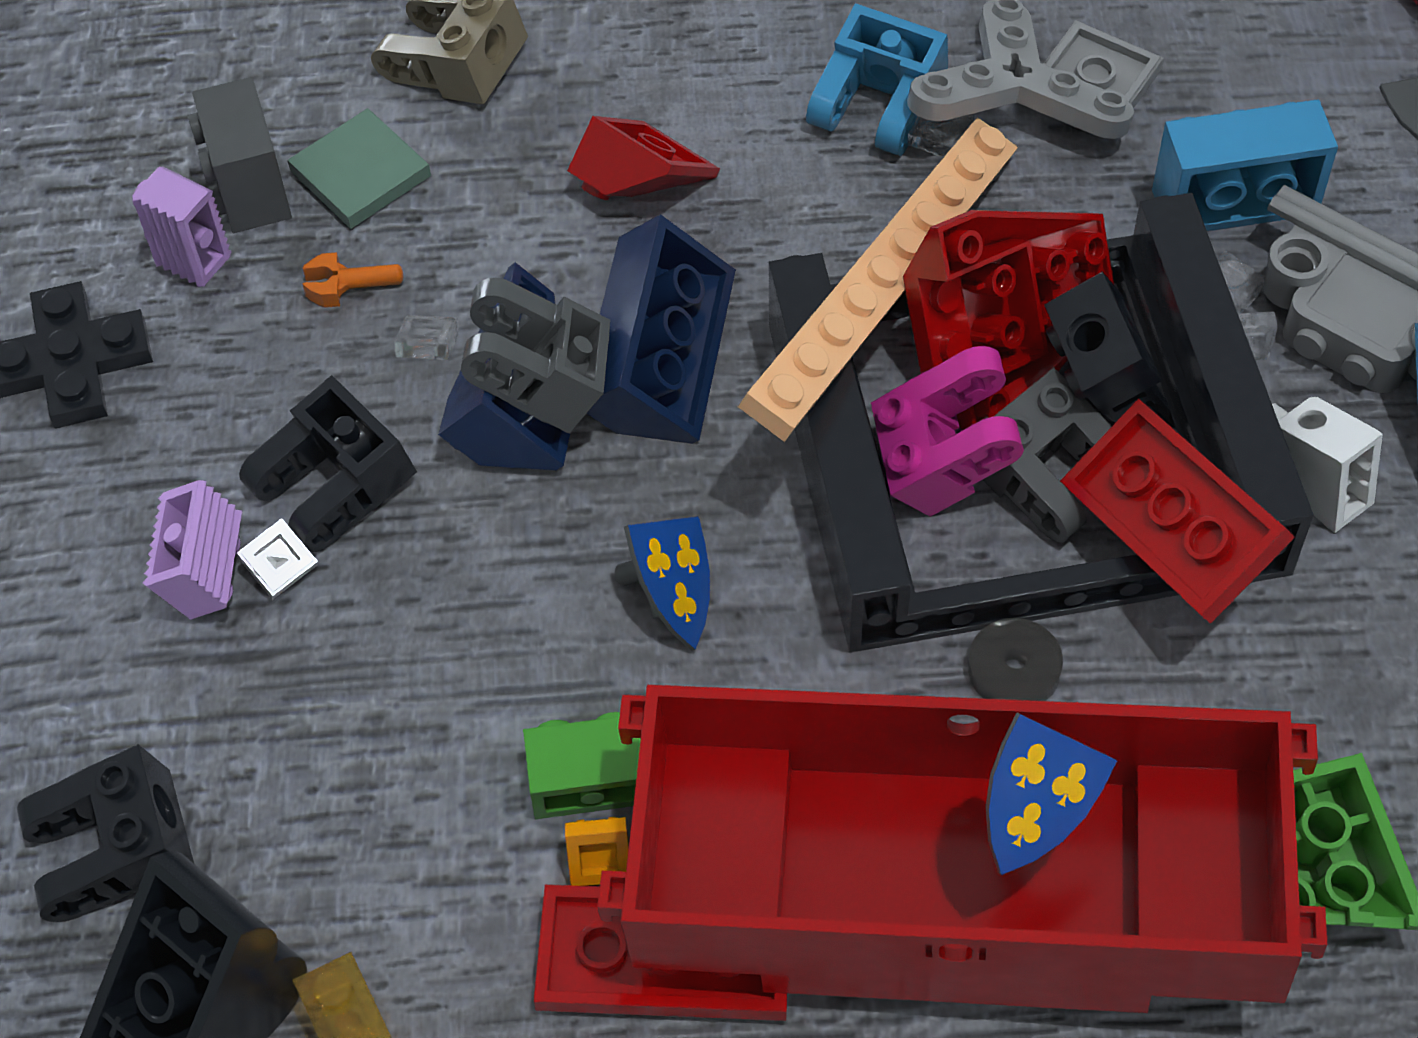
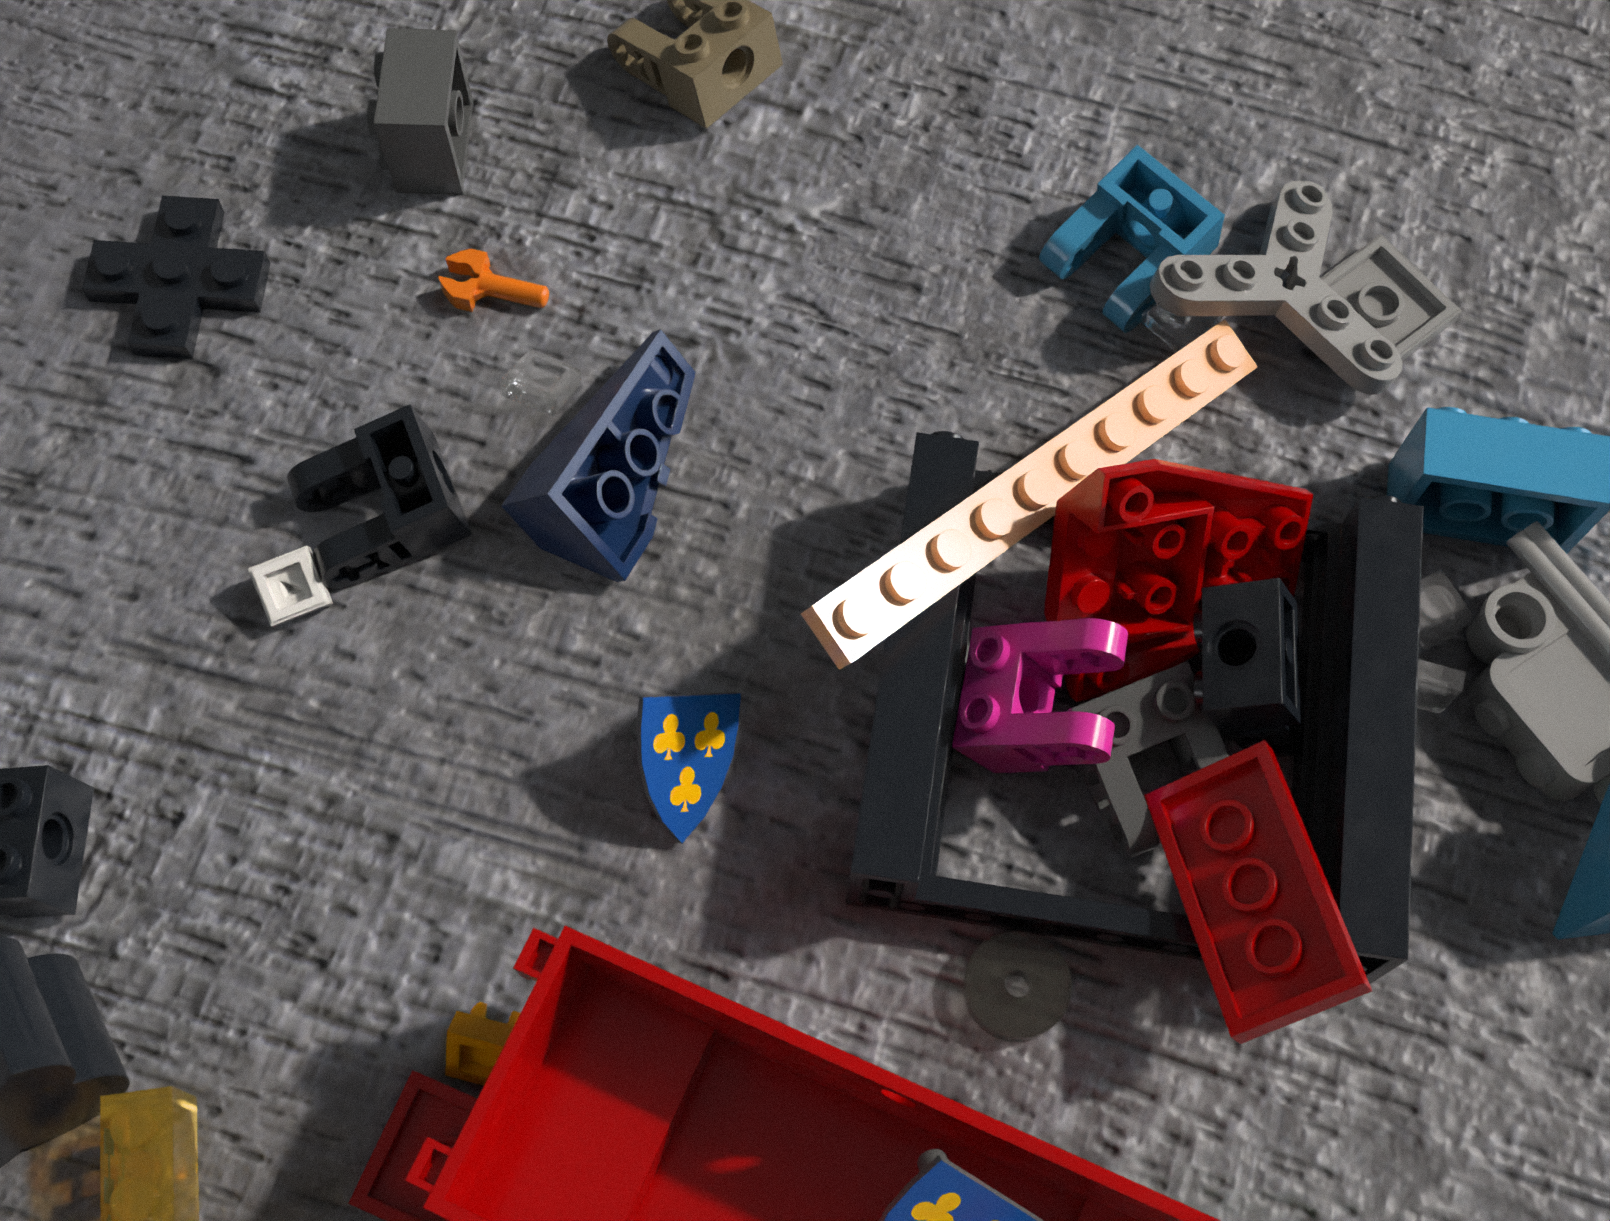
camera: 15 degrees right, 10 degrees up
(181, 225) = (331, 173): lavender brick -> none
(194, 549) = (203, 551): lavender brick -> none
(359, 168) = (550, 161): sand green tile -> none
(553, 352) = (663, 469): dark grey brick -> none
(580, 766) = (489, 929): bright green brick -> none
(634, 160) = (836, 244): red slope -> none
(664, 334) = (781, 462): dark blue slope -> none
(1333, 458) = (1458, 871): white torso -> none

